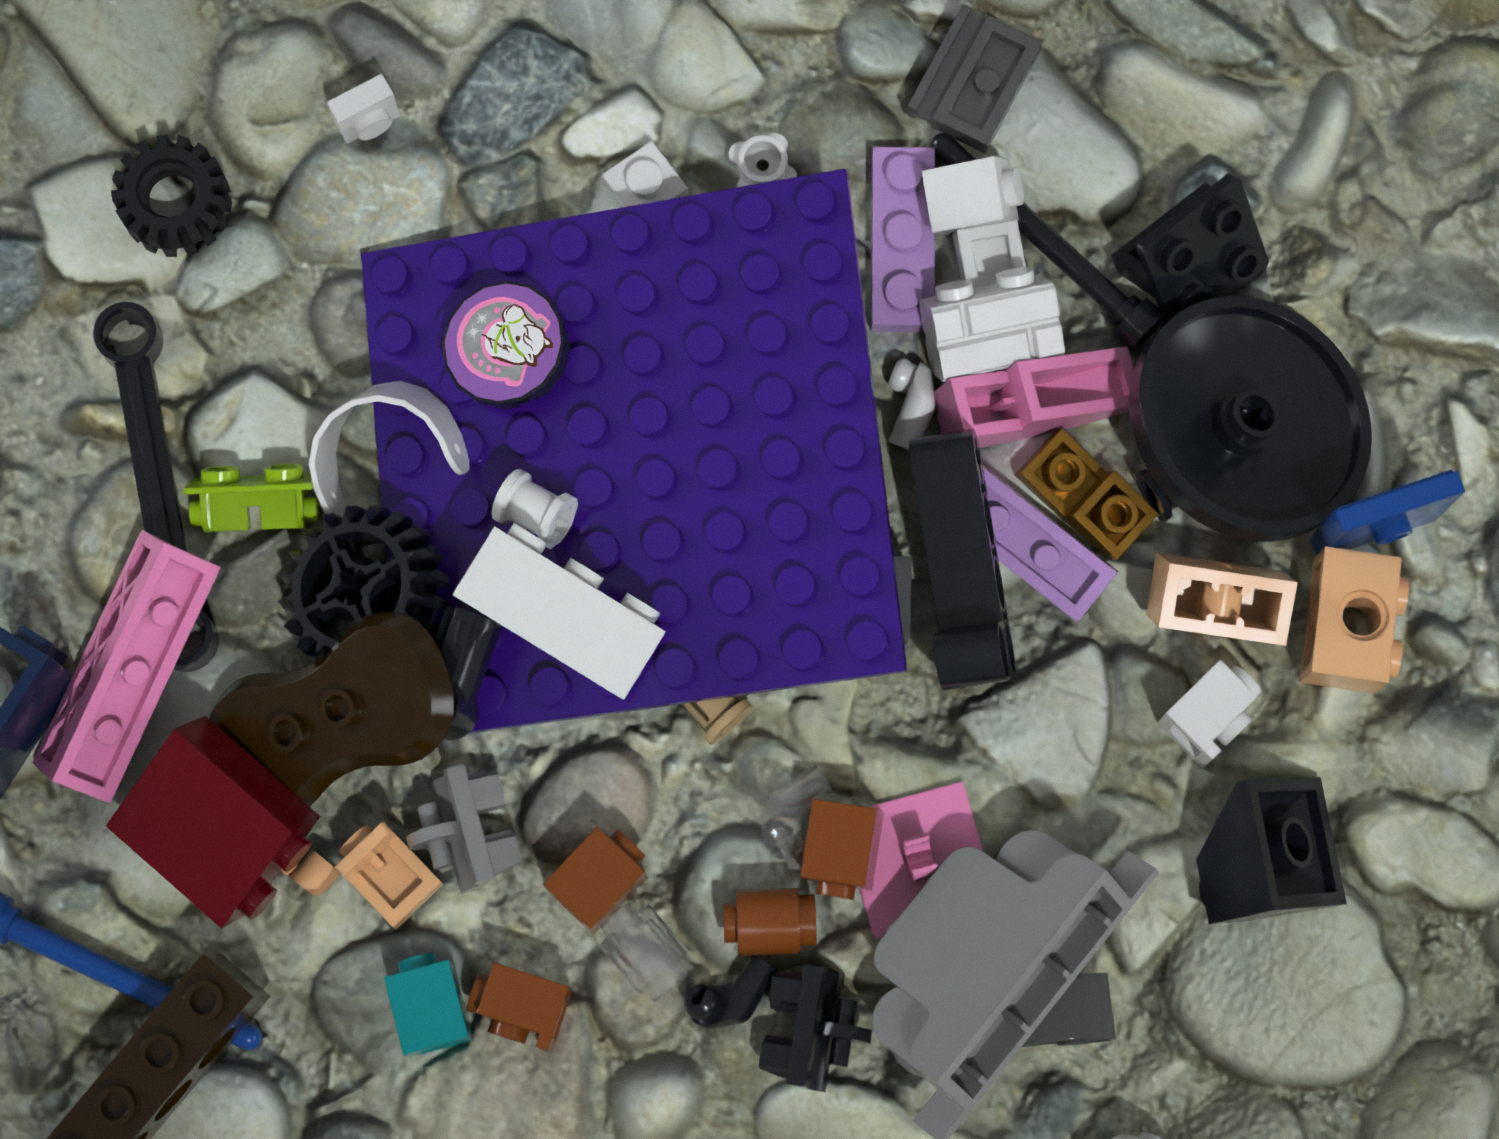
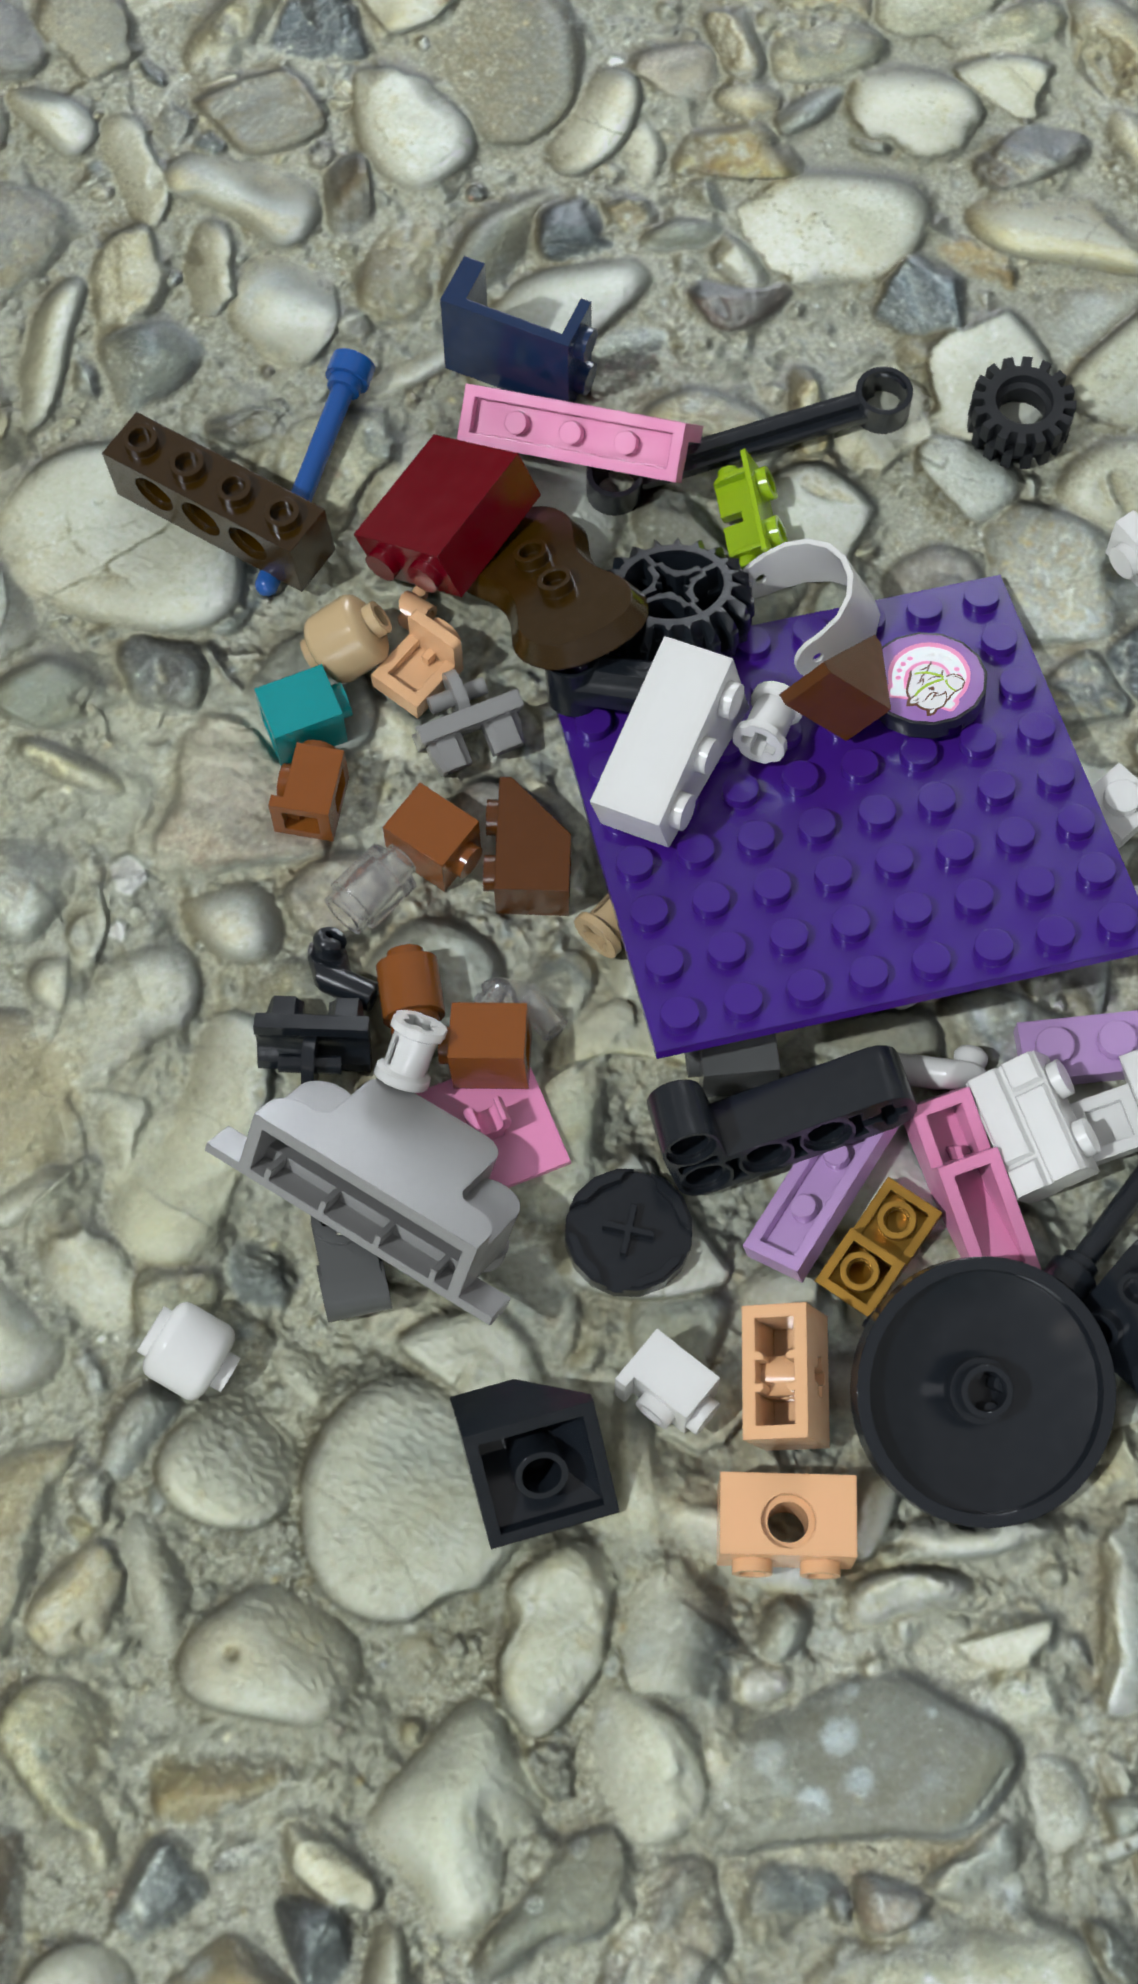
camera: 85 degrees right, 10 degrees down
(348, 949) = (346, 638): none -> tan head
(508, 424) = (844, 690): none -> reddish brown slope
(630, 780) = (531, 855): none -> reddish brown slope
(850, 924) = (410, 1051): none -> white bush
(1044, 733) = (628, 1232): none -> black tile
(1389, 514) = (900, 1535): blue plate -> none

